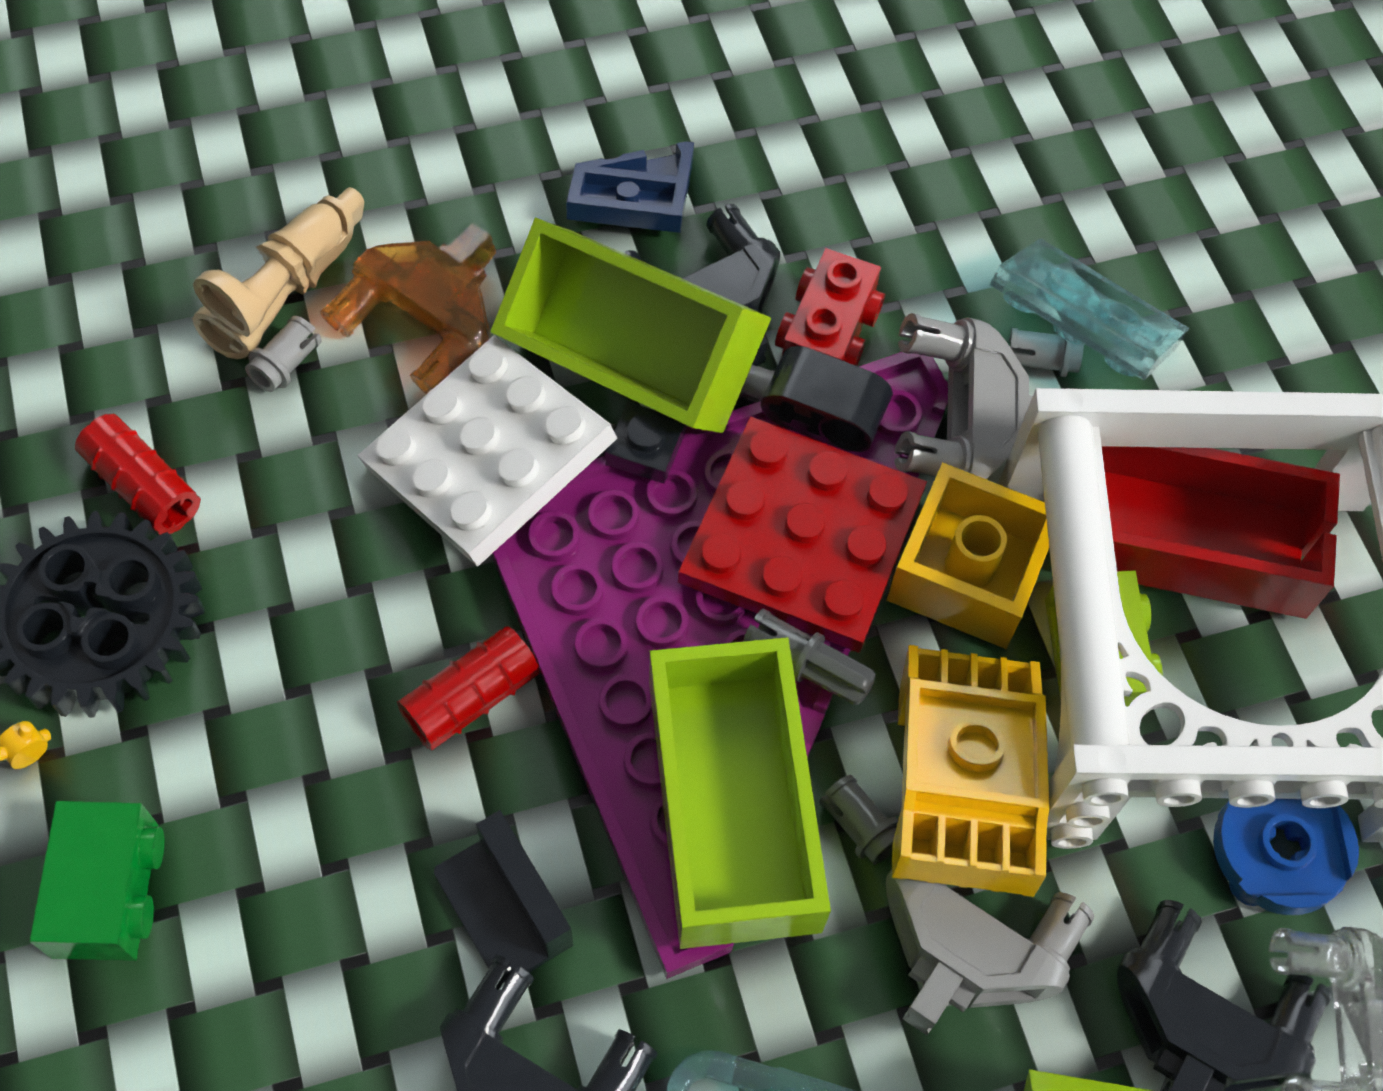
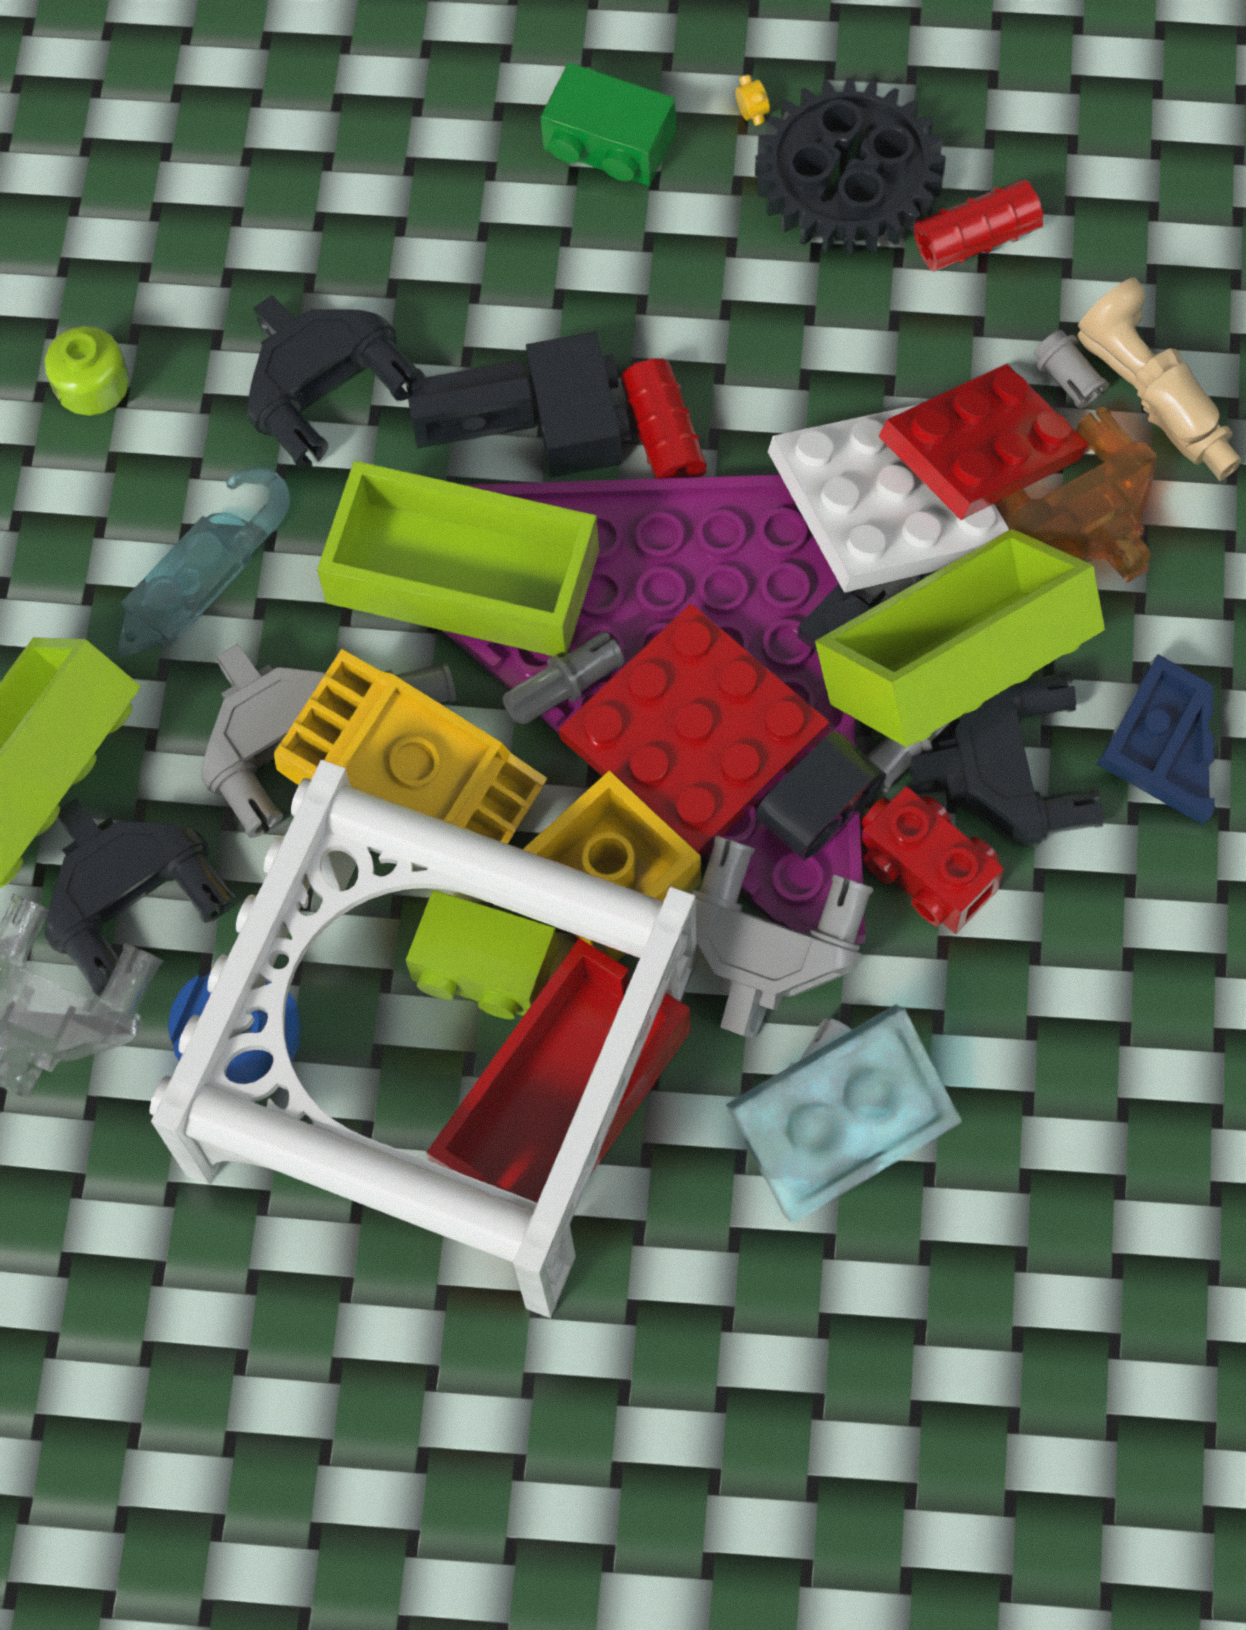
camera: 120 degrees right, 5 degrees up
(400, 386) = (983, 441): none -> red plate
(473, 776) = (575, 403): none -> black brick

